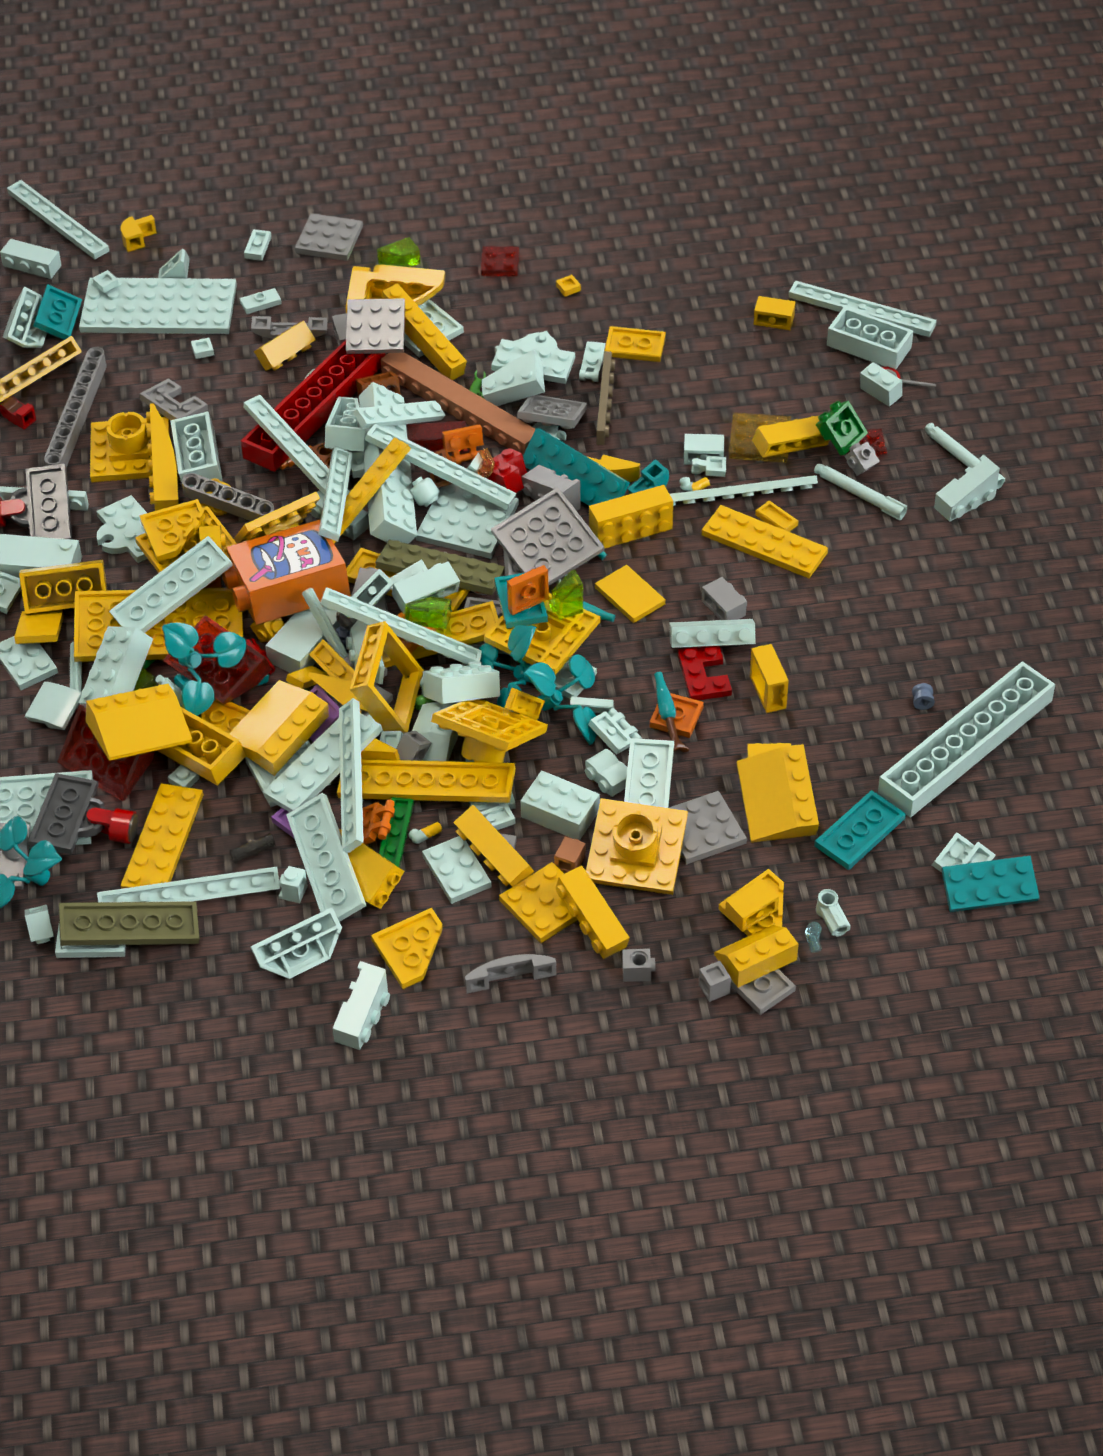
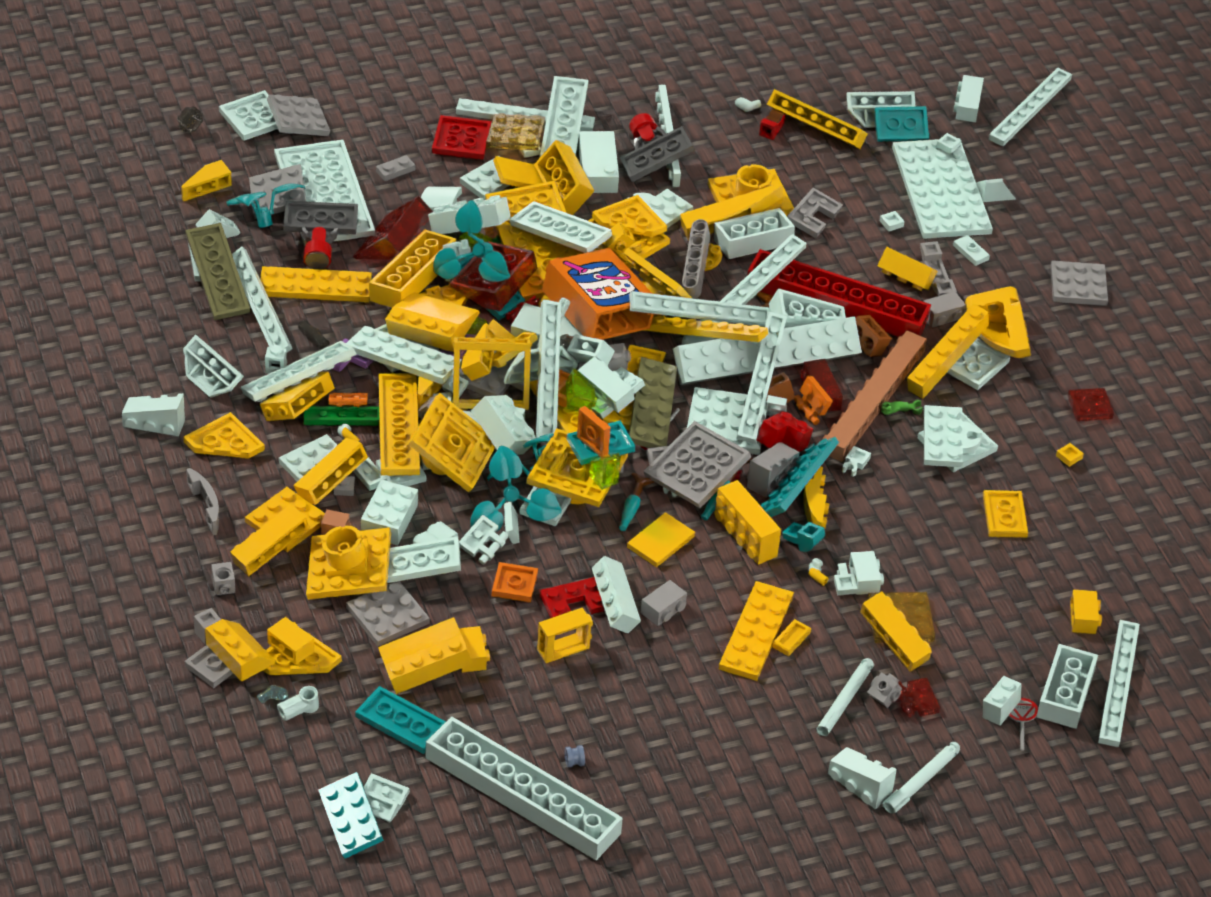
camera: 75 degrees right, 5 degrees down
(76, 408) = (784, 156): light grey beam -> none
(134, 231) = (1030, 153): yellow brick -> none
(137, 721) = (400, 227): yellow slope -> none
(257, 244) = (1045, 236): light aqua plate -> none
(351, 775) = (384, 362): light aqua plate -> none
(375, 326) = (931, 309): plate -> none
(399, 414) = (823, 343): light aqua plate -> none
(400, 253) = (1068, 331): clear neon green slope -> none
(424, 491) = (739, 378): light aqua head -> none
(488, 463) = (777, 409): clear orange arm -> none
(515, 380) = (905, 421): light aqua wedge -> none
(524, 704) = (493, 484): yellow plate -> none
(552, 411) = (877, 455): light grey plate -> none
(592, 361) = (965, 484): light aqua plate -> none
(605, 403) = (914, 494): dark tan plate -> none
(668, 711) = (505, 569): teal piece -> none
(746, 489) = (817, 602): light aqua plate -> none
(841, 426) = (912, 662): green plate -> none

